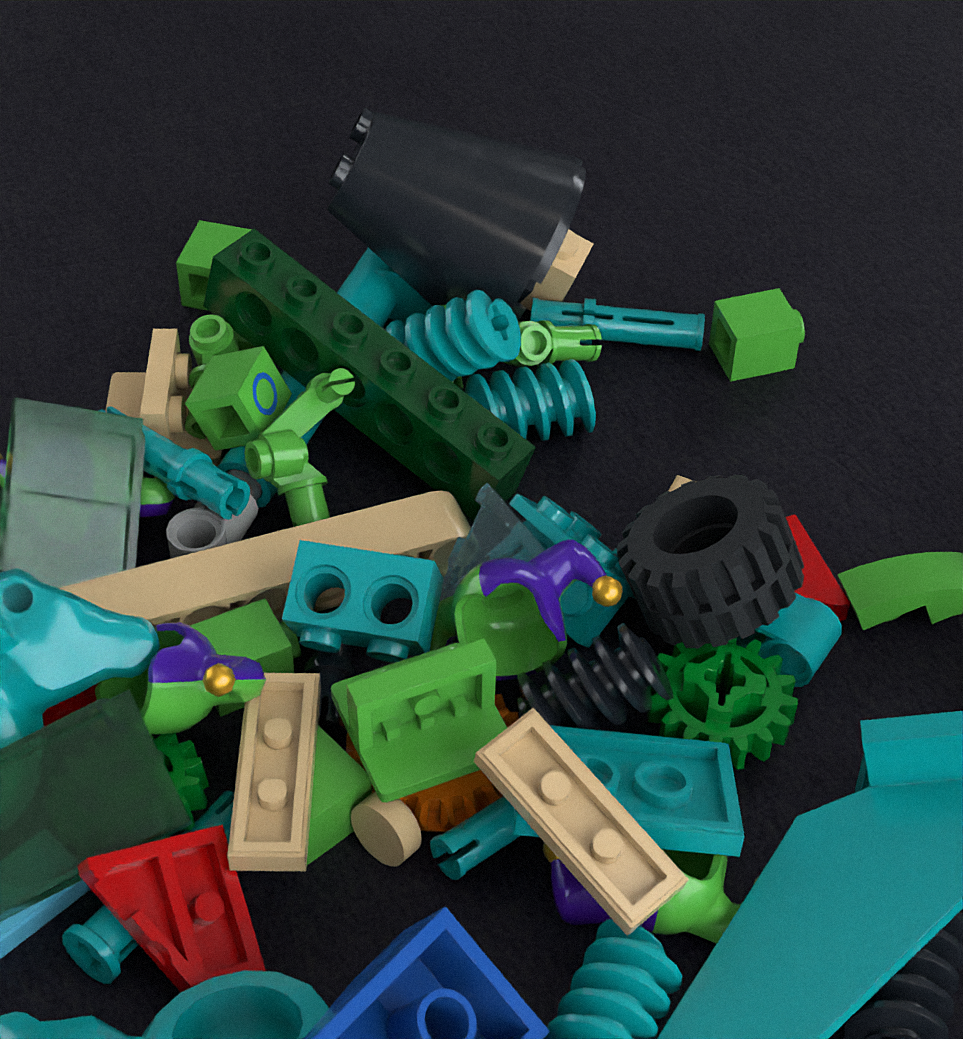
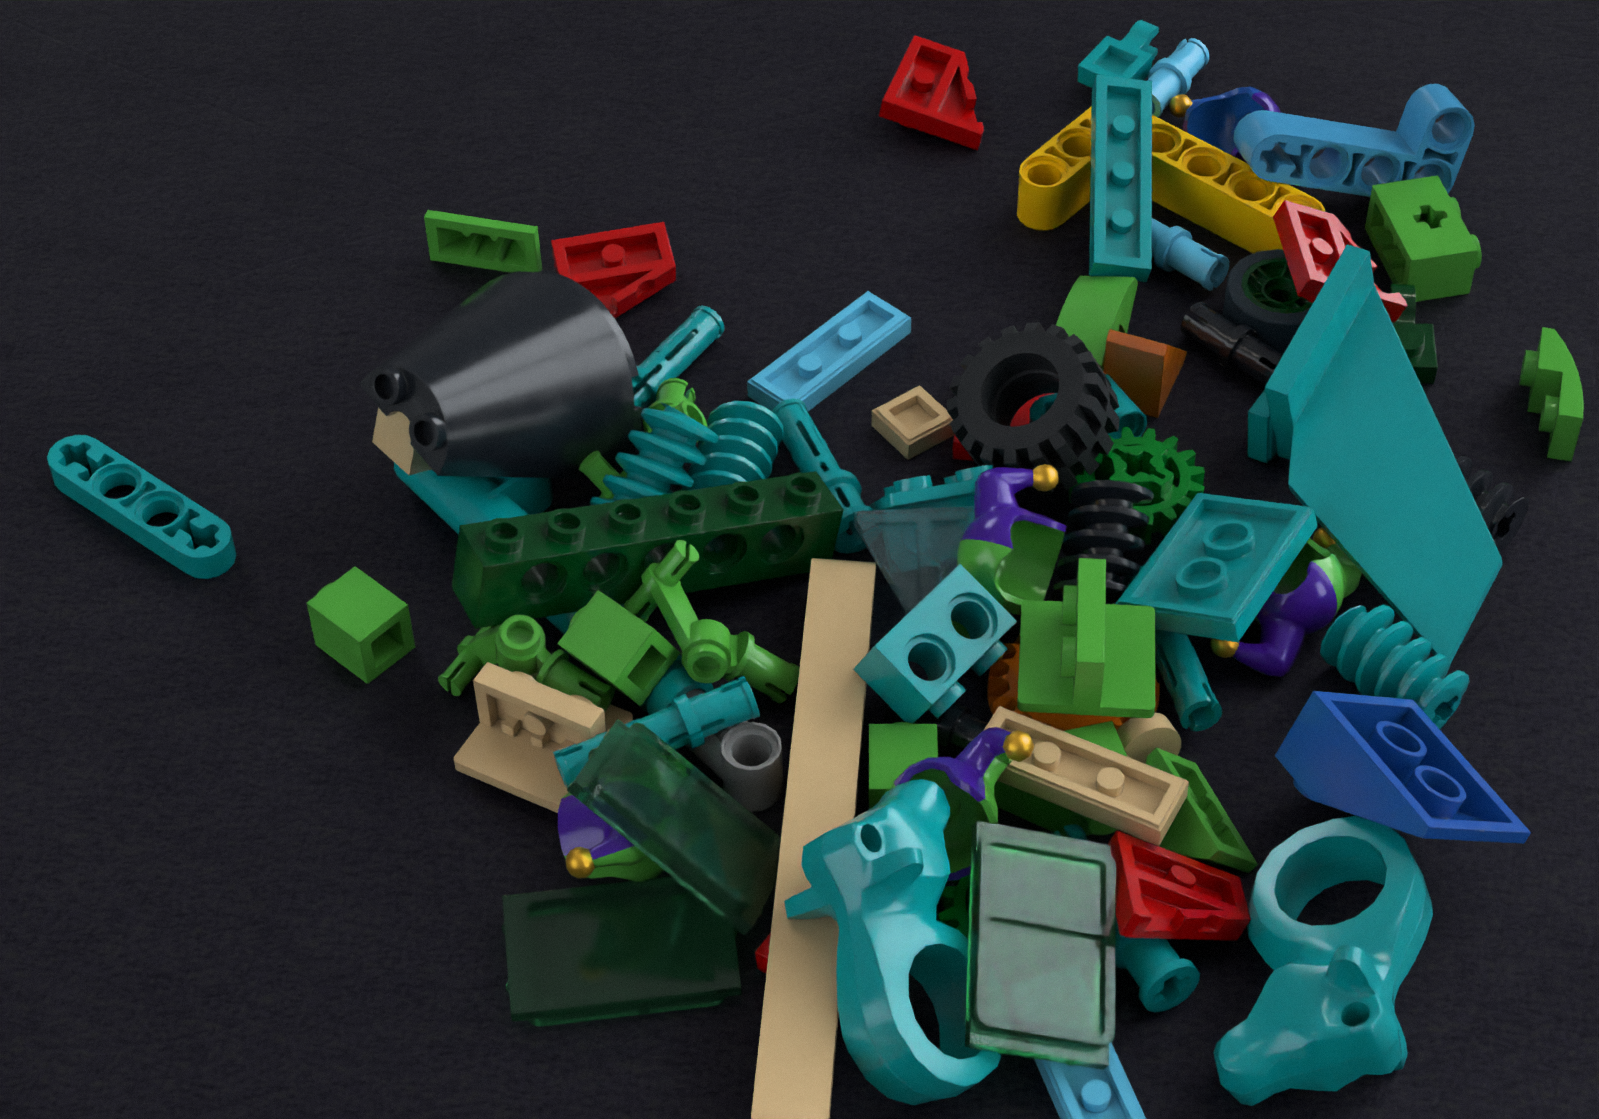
camera: 60 degrees left, 0 degrees up
(267, 118) = (149, 498): none -> teal beam
(320, 910) = (1201, 825): none -> bright green slope
(580, 821) = (1263, 586): tan tile -> none
(587, 459) = (812, 454): none -> teal pin
(682, 170) = (482, 242): none -> bright green slope
(705, 253) = (618, 264): none -> red wing
(730, 427) = (831, 354): none -> medium azure tile
(756, 334) = (746, 285): bright green brick -> none
(888, 646) = (1142, 369): none -> orange slope

